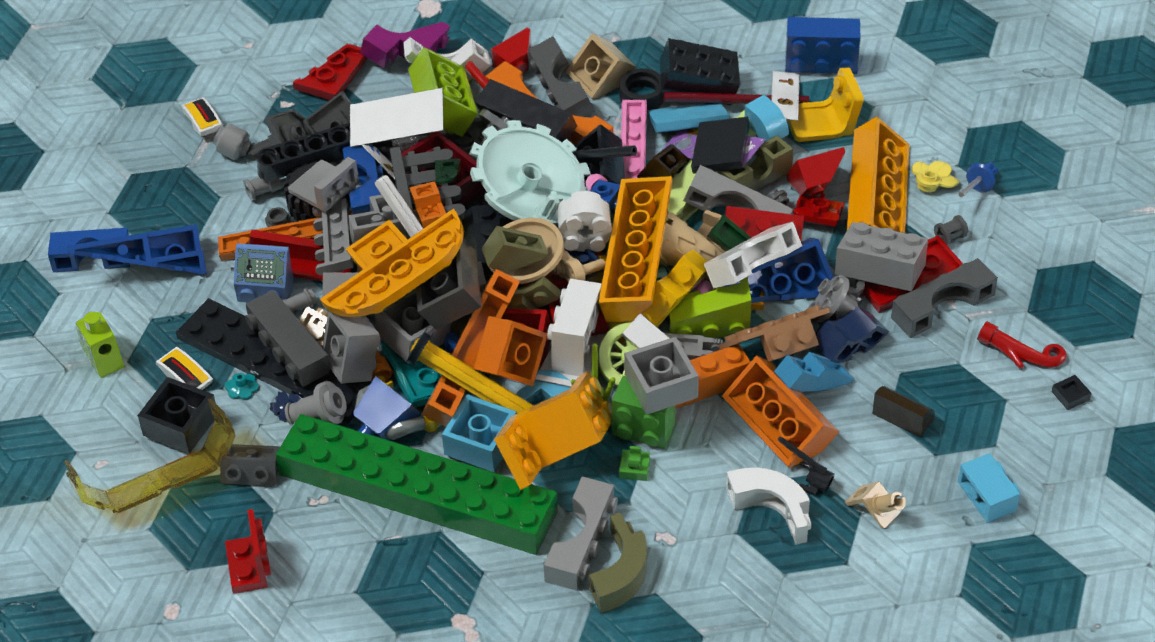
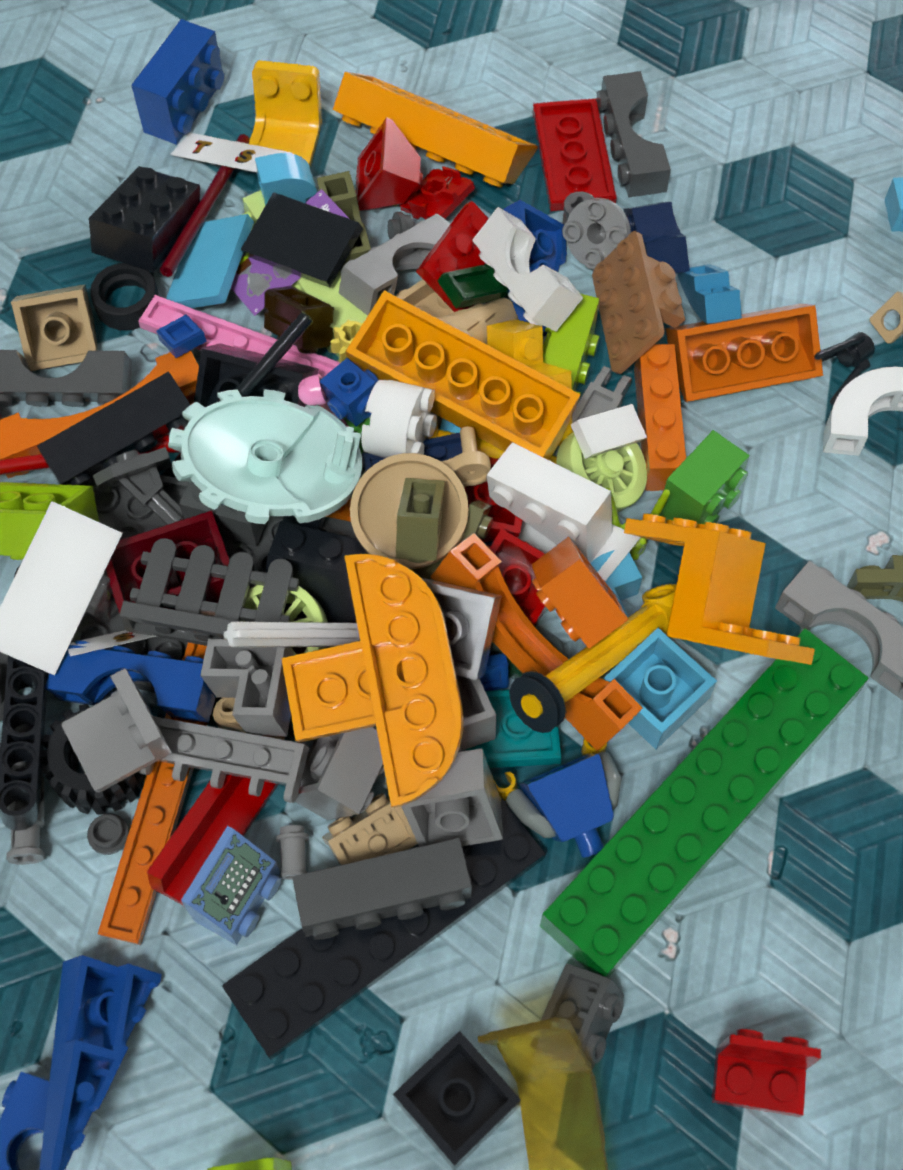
camera: 70 degrees left, 15 degrees up
(184, 368) = (354, 1067): slope -> none
(241, 386) = (412, 999): teal plant -> none
(282, 399) = (481, 933): dark blue plant -> none
(325, 404) = (531, 885): light grey piece -> none
(427, 203) = (253, 601): orange slope -> none
(446, 170) = (201, 557): clear green tile -> none
(616, 119) = (181, 336): none -> blue tile
(634, 464) = (762, 527): bright green tile -> none
(661, 375) = (713, 428): light grey brick -> none
(881, 256) = (564, 156): light grey brick -> none
(902, 411) = (785, 235): dark brown brick -> none
(933, 175) = (436, 72): light yellow plate -> none
(951, 229) = (532, 83): dark grey bush -> none
(980, 178) = (471, 30): blue piece -> none
(1015, 349) = (707, 115): red plant -> none
(1071, 392) = (809, 85): black tile -> none

